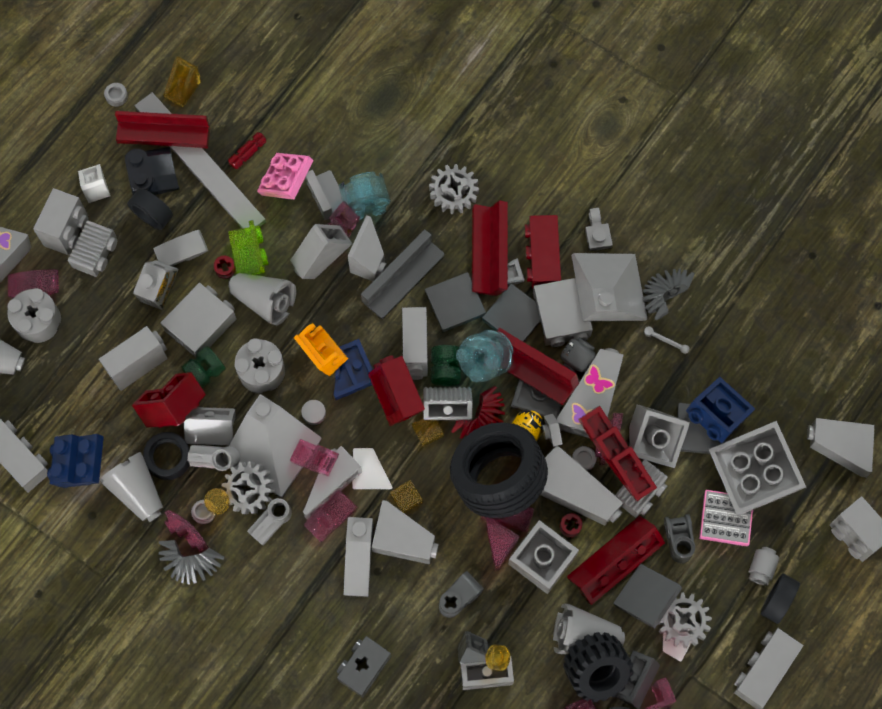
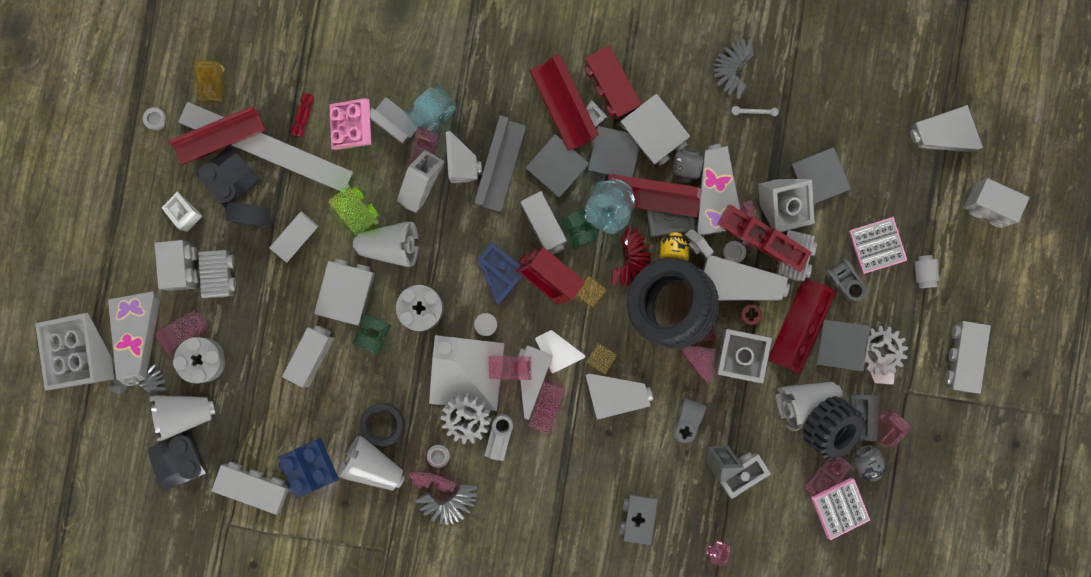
camera: 25 degrees left, 15 degrees up
(155, 283) = (290, 281): light grey torso -> none
(171, 403) = (364, 380): dark red brick -> none
(209, 426) = (403, 380): light grey panel -> none
(213, 457) = (422, 408): light grey piece -> none
(217, 501) = (446, 444): clear yellow tile -> none
(219, 272) = (339, 240): dark red bush -> none
(321, 349) = (465, 268): light orange hinge -> none
(358, 556) = (588, 430): light grey slope -> none
(447, 196) = (512, 55): light grey gear -> none
(447, 403) = (597, 262): light grey brick -> none
(497, 657) = (750, 463): clear yellow tile -> none
(597, 234) = (651, 42): light grey plate -> none
(609, 287) = (684, 88): light grey slope -> none
(719, 410) = (831, 155): dark blue plate -> none
(757, 468) = (886, 192): light grey slope -> none
(780, 598) = (954, 295): black tyre -> none

